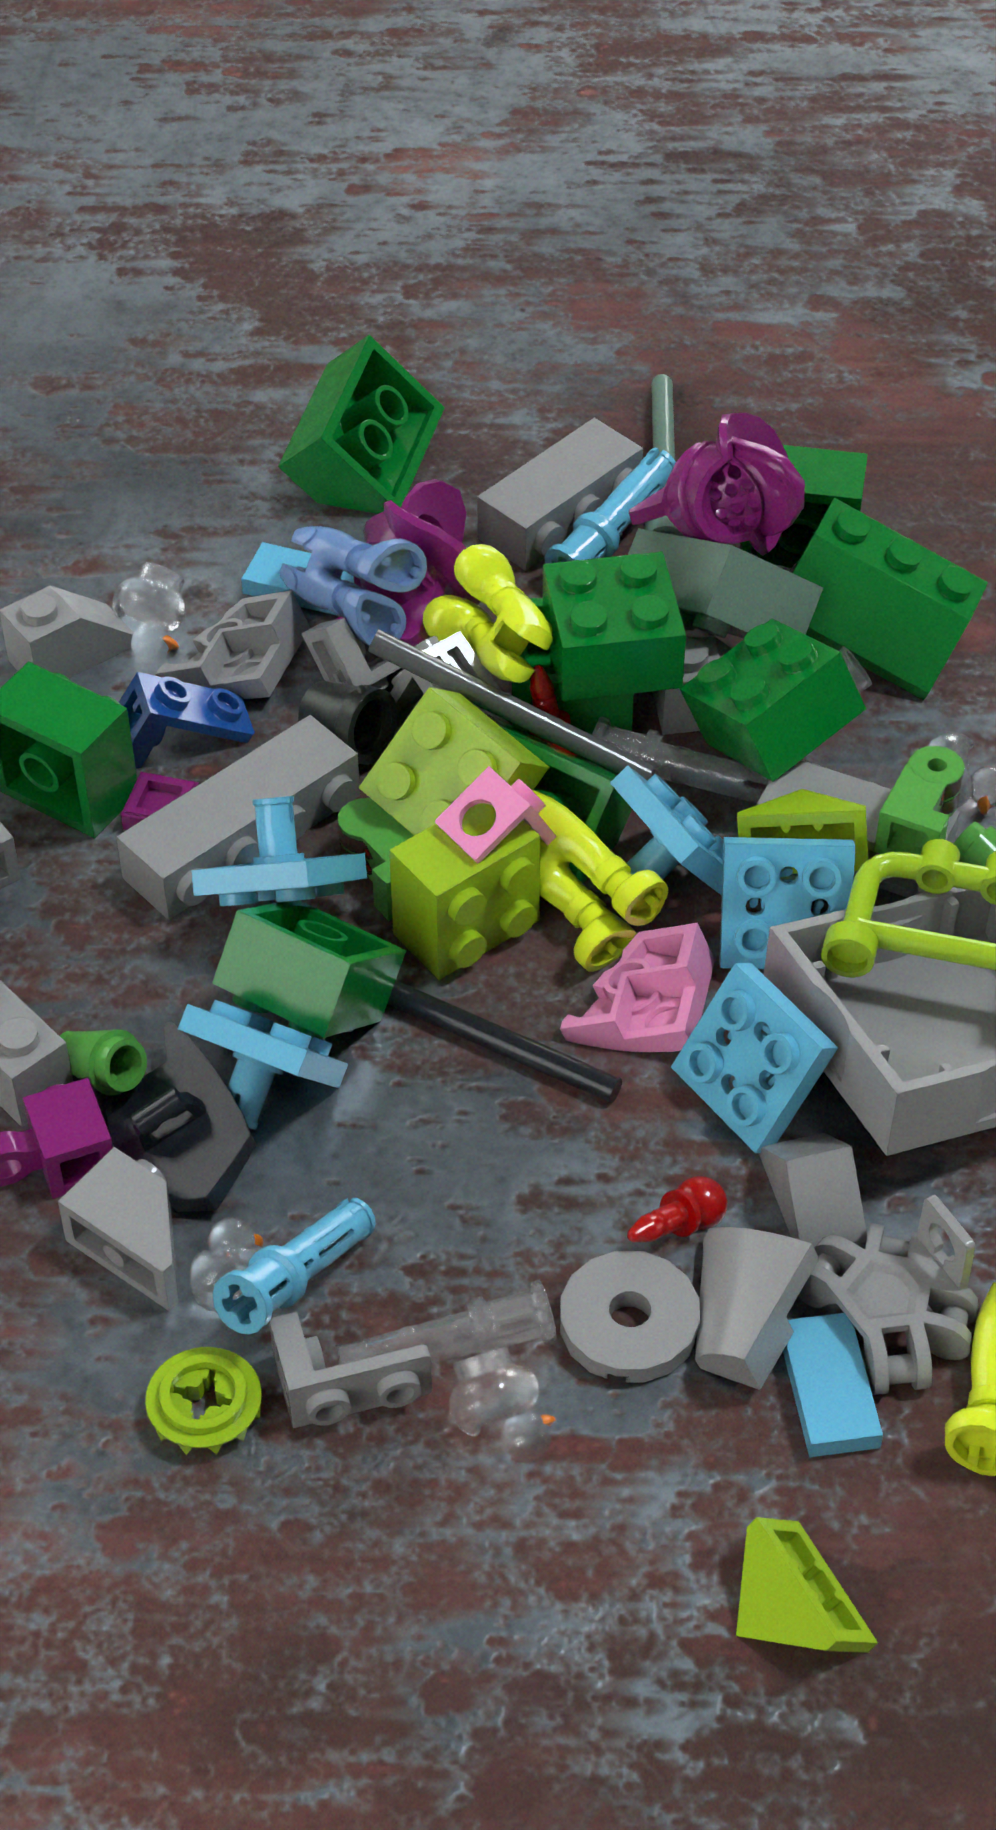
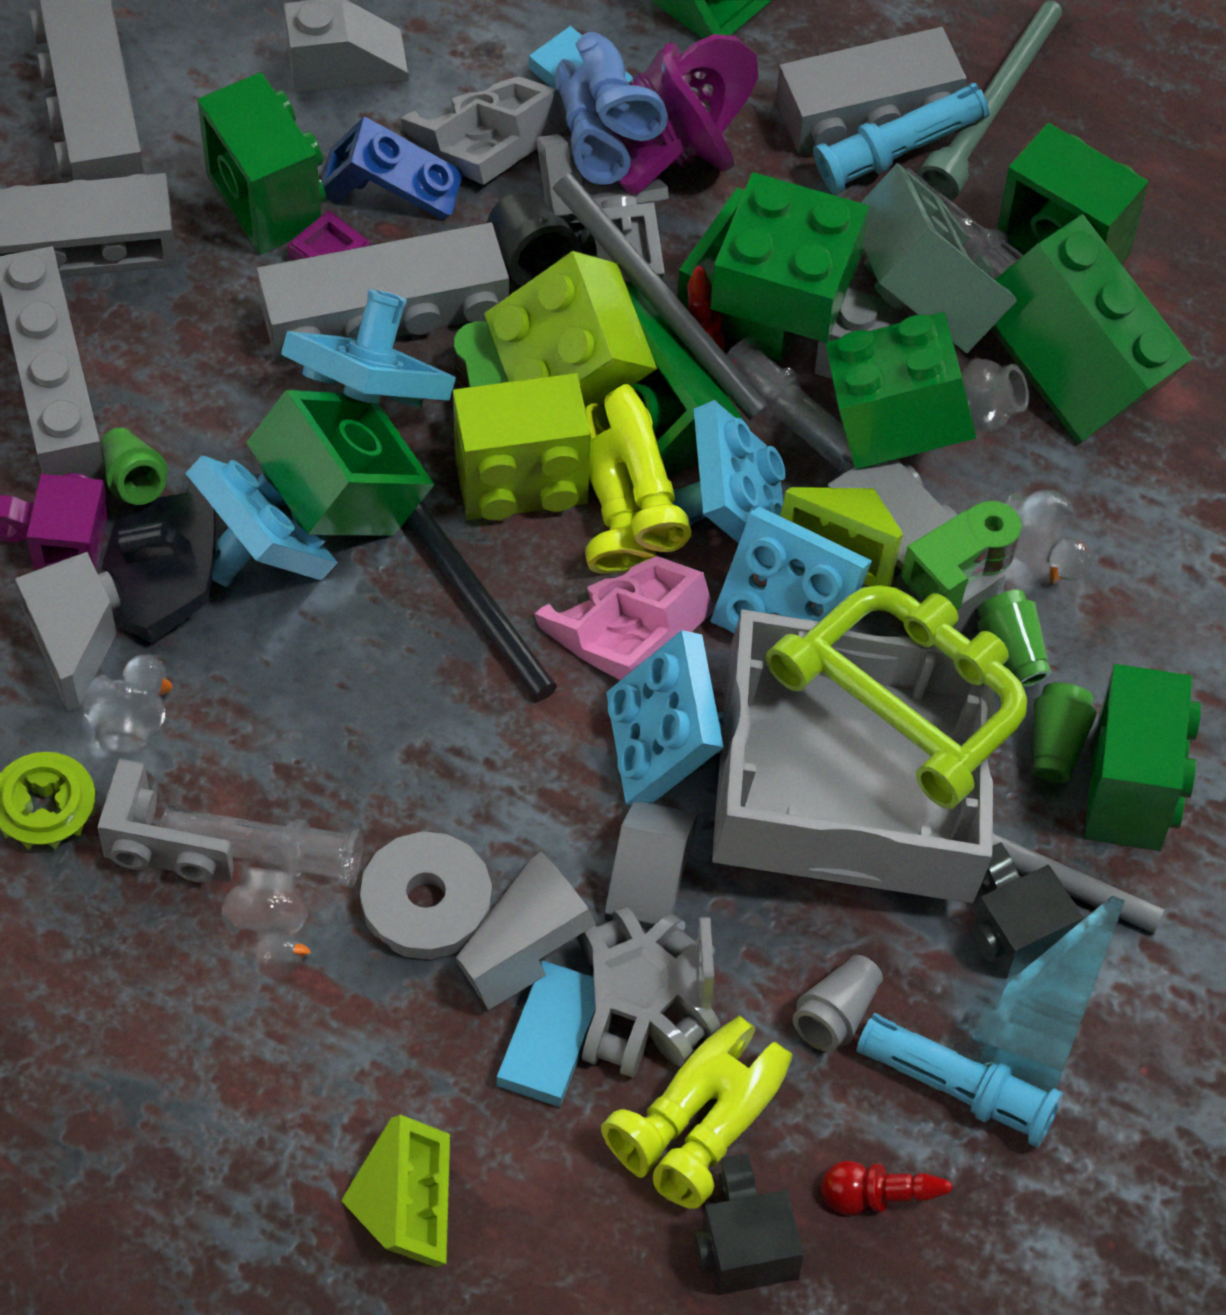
camera: 25 degrees right, 10 degrees up
(156, 602) = (437, 47): clear animal -> none
(280, 1274) = (147, 726): medium azure pin -> none
(498, 645) = (694, 197): neon yellow piece -> none
(511, 807) = (575, 393): bright pink bracket -> none
(693, 1206) = (547, 825): red bar -> none
(731, 487) = (978, 167): magenta helmet -> none

